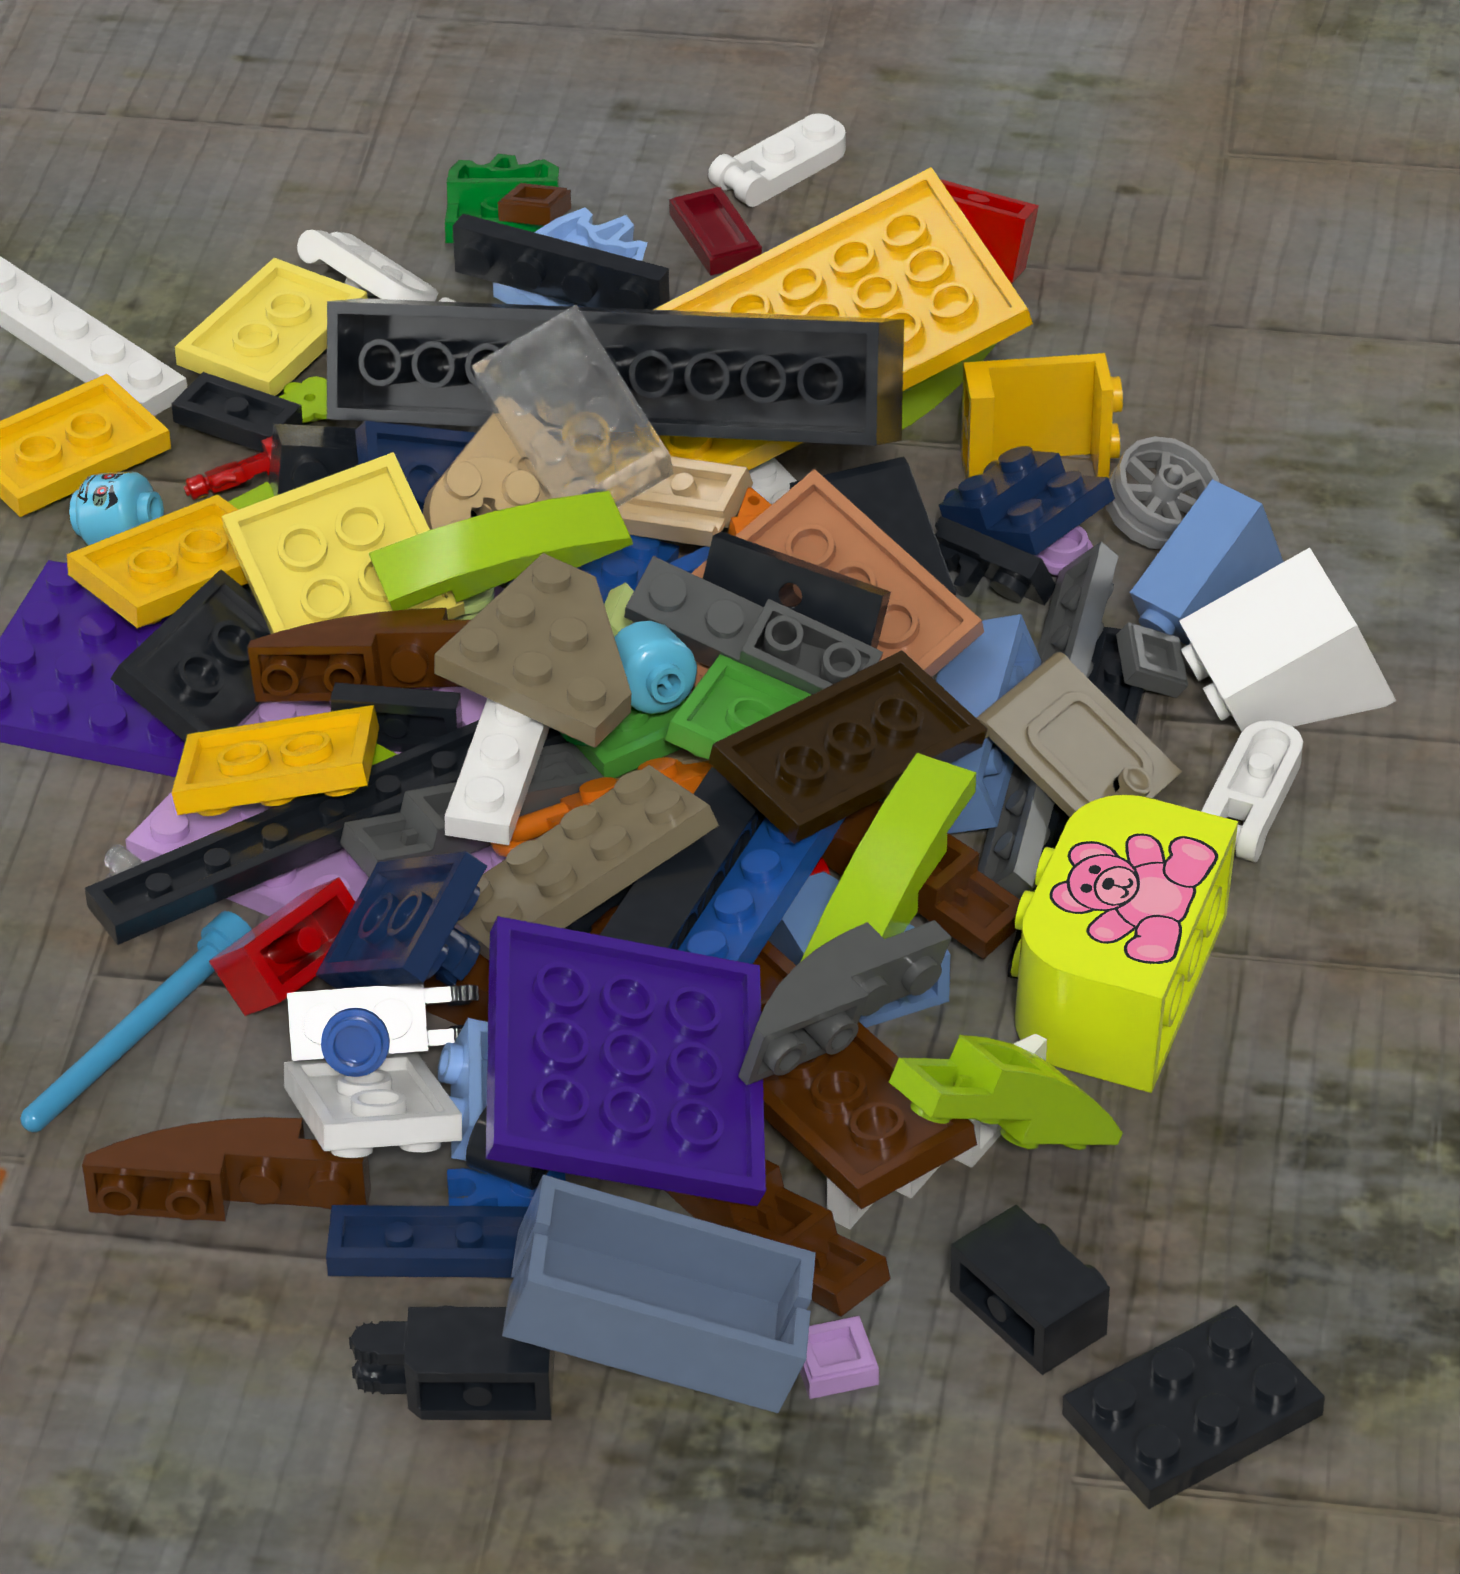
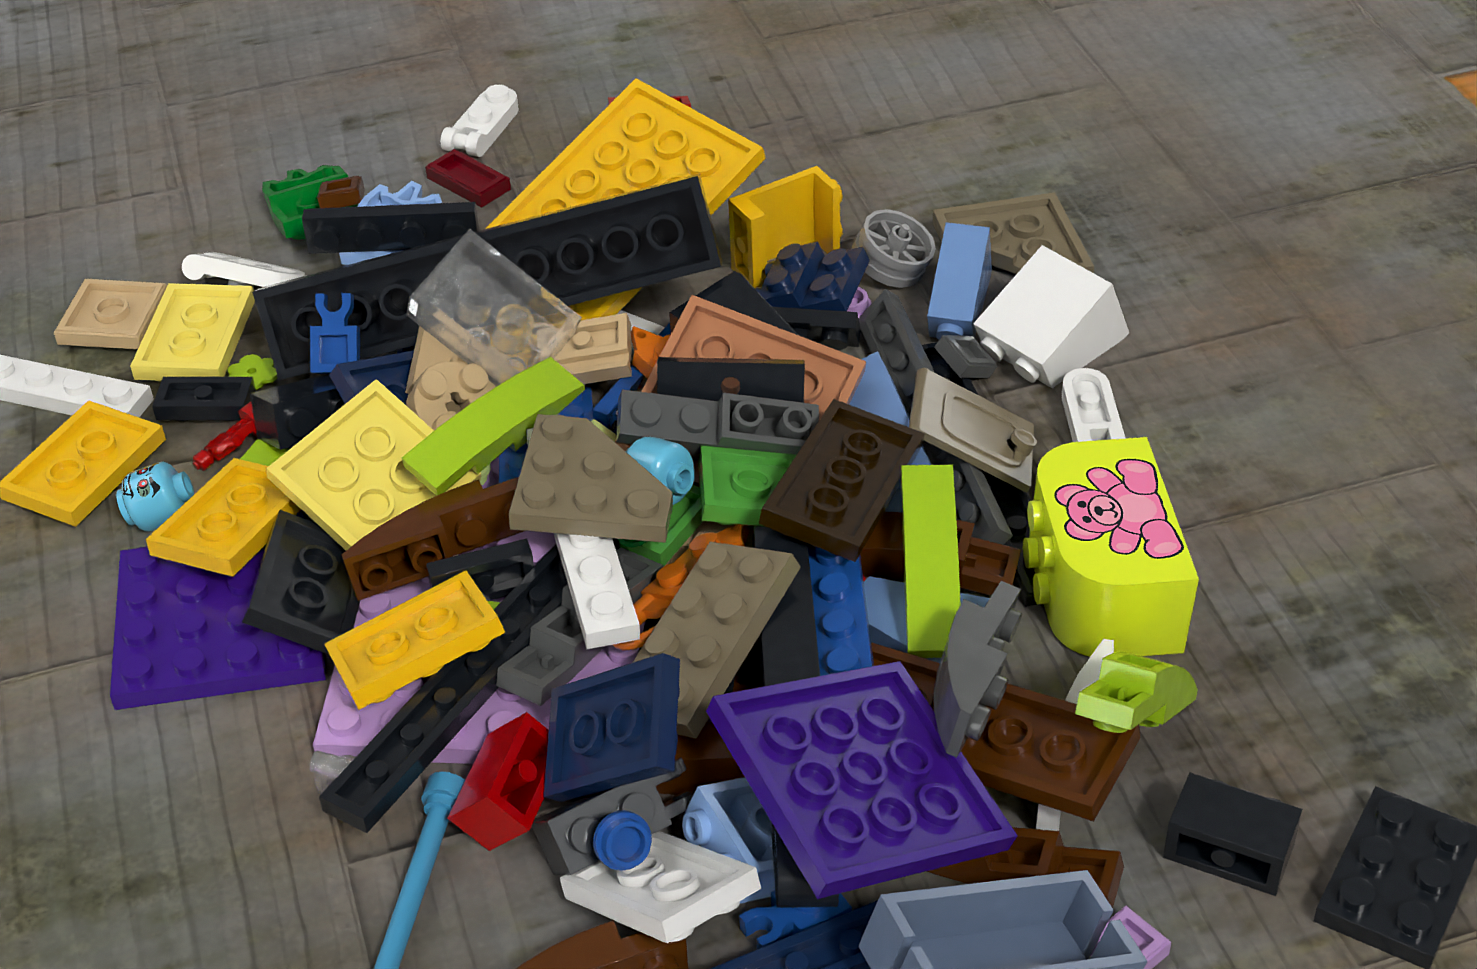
camera: 25 degrees left, 0 degrees up
(190, 273) = (109, 314): none -> tan plate
(397, 392) = (334, 340): none -> blue plate
(1354, 524) = (1020, 229): none -> dark tan plate

